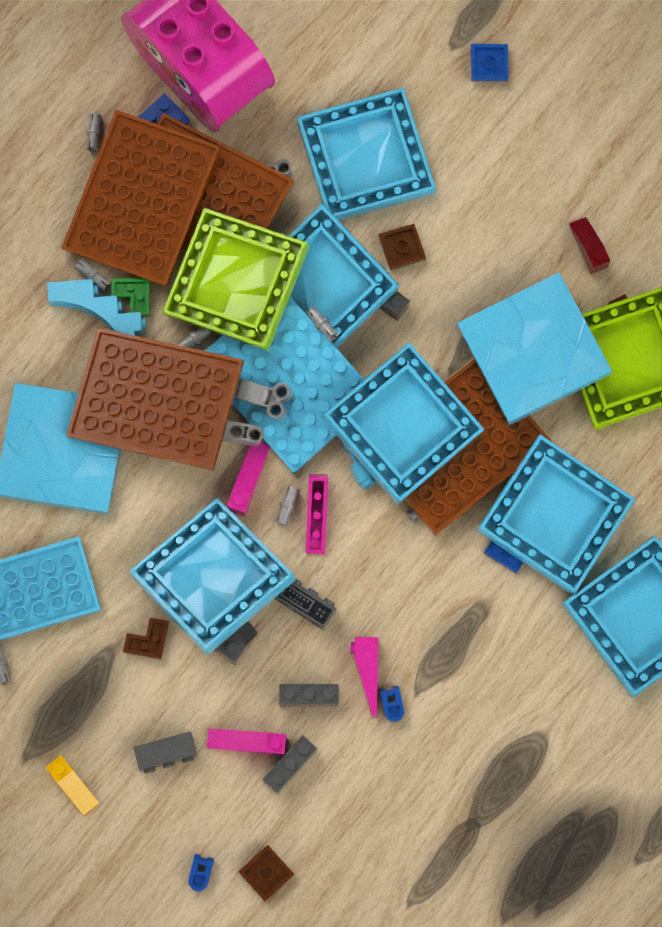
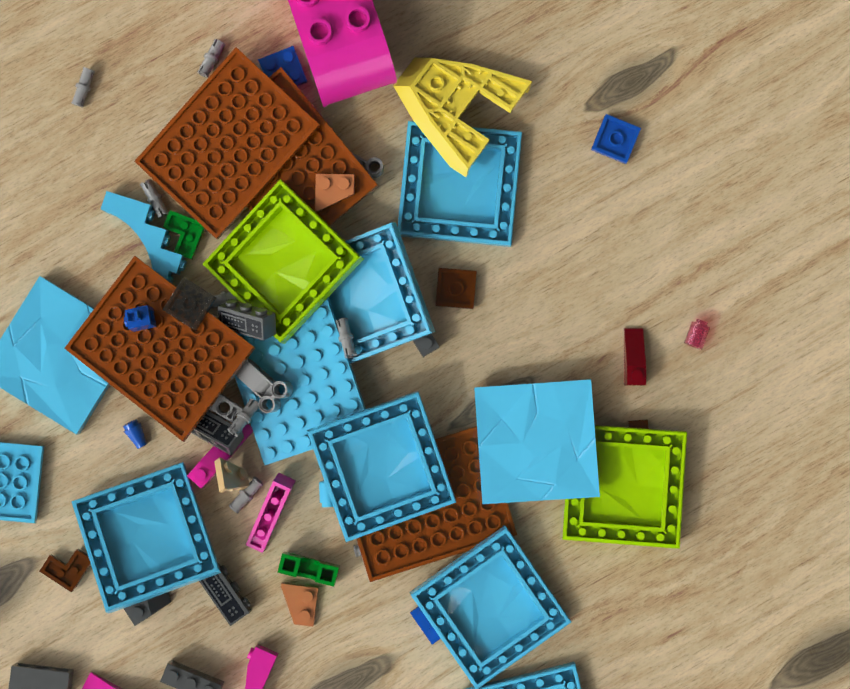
camera: 25 degrees right, 10 degrees up
(127, 377) = (140, 318): none -> blue brick
(161, 490) = (135, 433): none -> blue cone
(167, 346) = (189, 303): none -> clear smoke tile
(227, 339) = (247, 319): none -> dark grey brick
(240, 456) = (214, 431): none -> dark grey brick
(255, 198) = (332, 189): none -> nougat wing
(258, 430) = (243, 417): none -> light grey pin
(267, 489) = (230, 476): none -> tan wing
(315, 84) = (440, 92): none -> light yellow piece
(366, 549) = (310, 568): none -> green arch
(380, 584) = (301, 603): none -> nougat wing
(636, 202) = (697, 334): none -> clear pink brick

